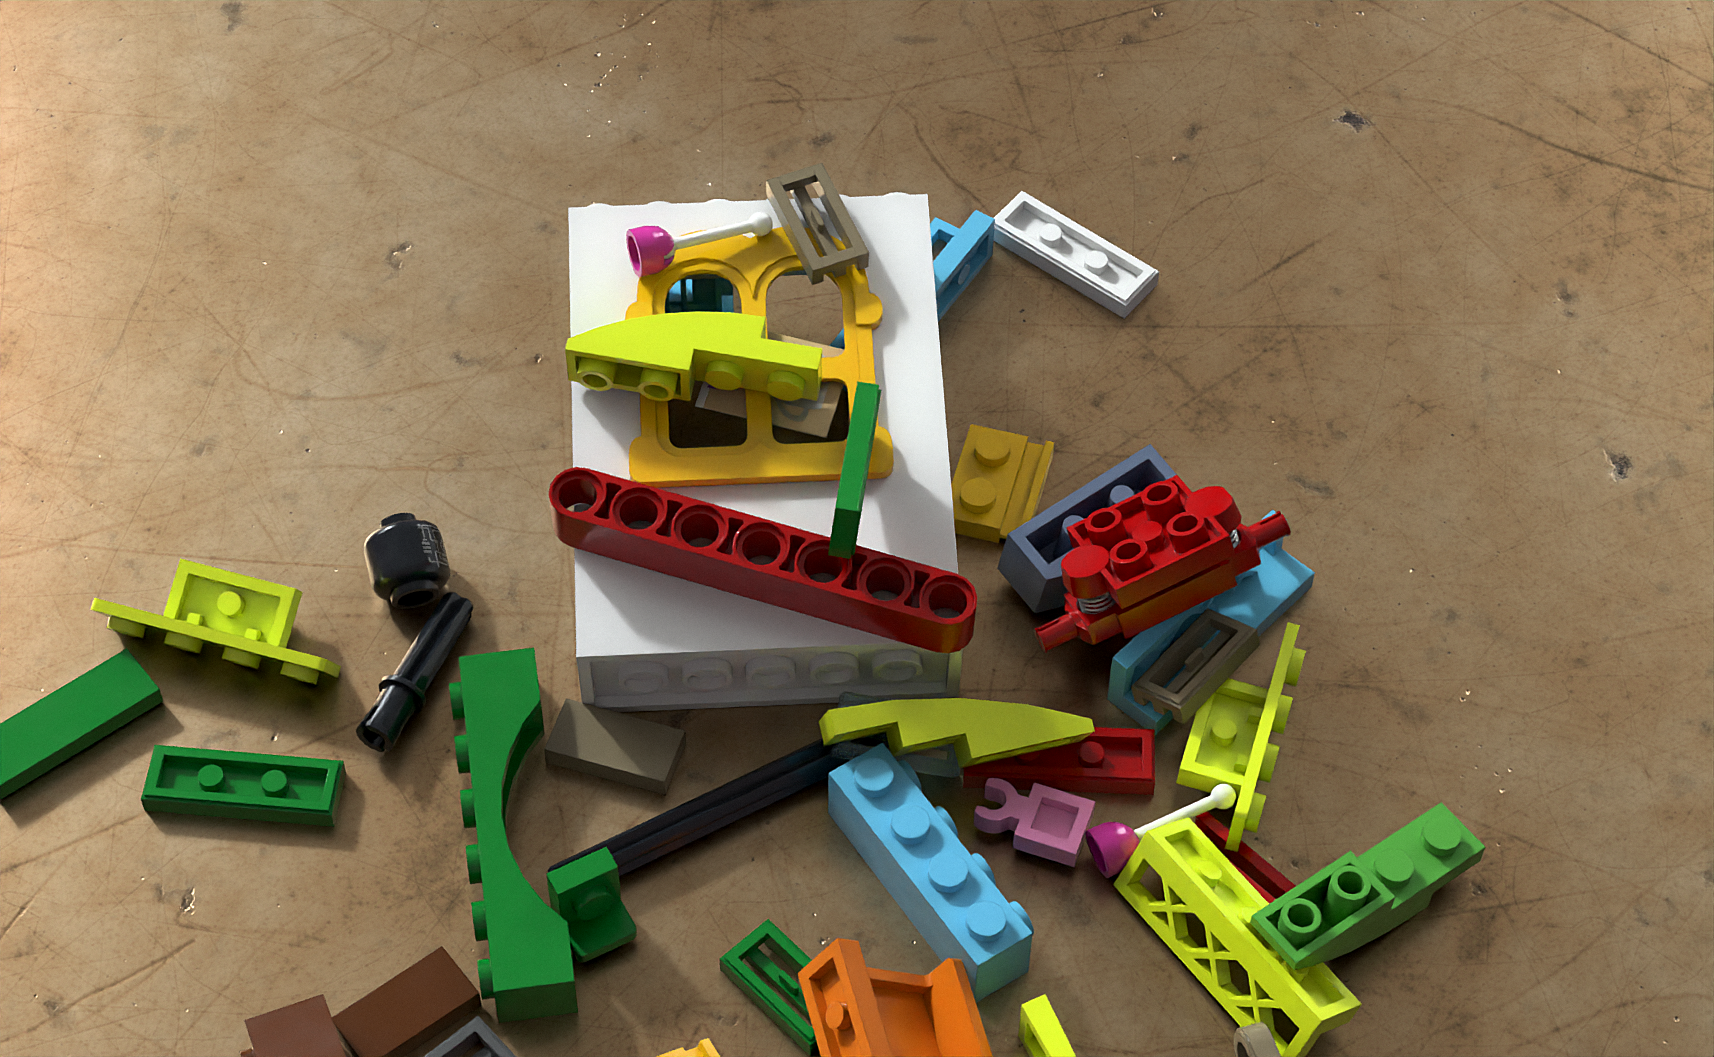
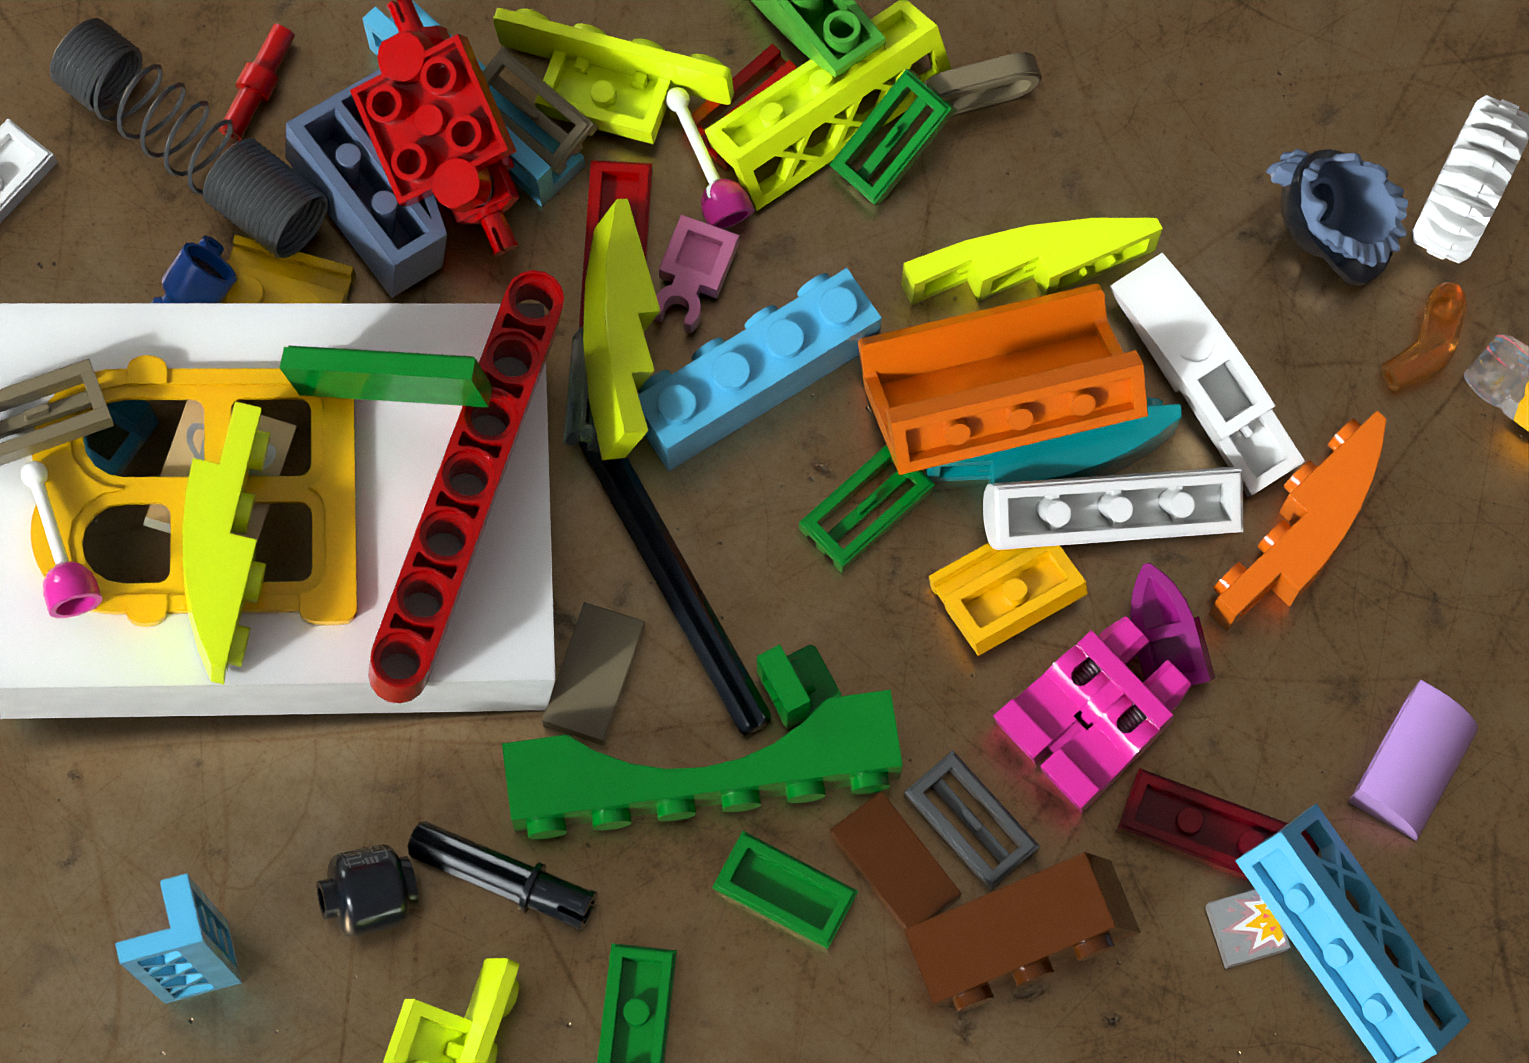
camera: 90 degrees left, 20 degrees up
(348, 387) = (190, 955): none -> medium azure fence
(384, 910) = (785, 889): none -> green tile
(994, 402) = (197, 274): none -> blue piece
(1101, 430) = (244, 183): none -> dark grey piece
(1187, 1002) = (910, 153): none -> green tile
(1214, 455) = (257, 80): none -> red bar

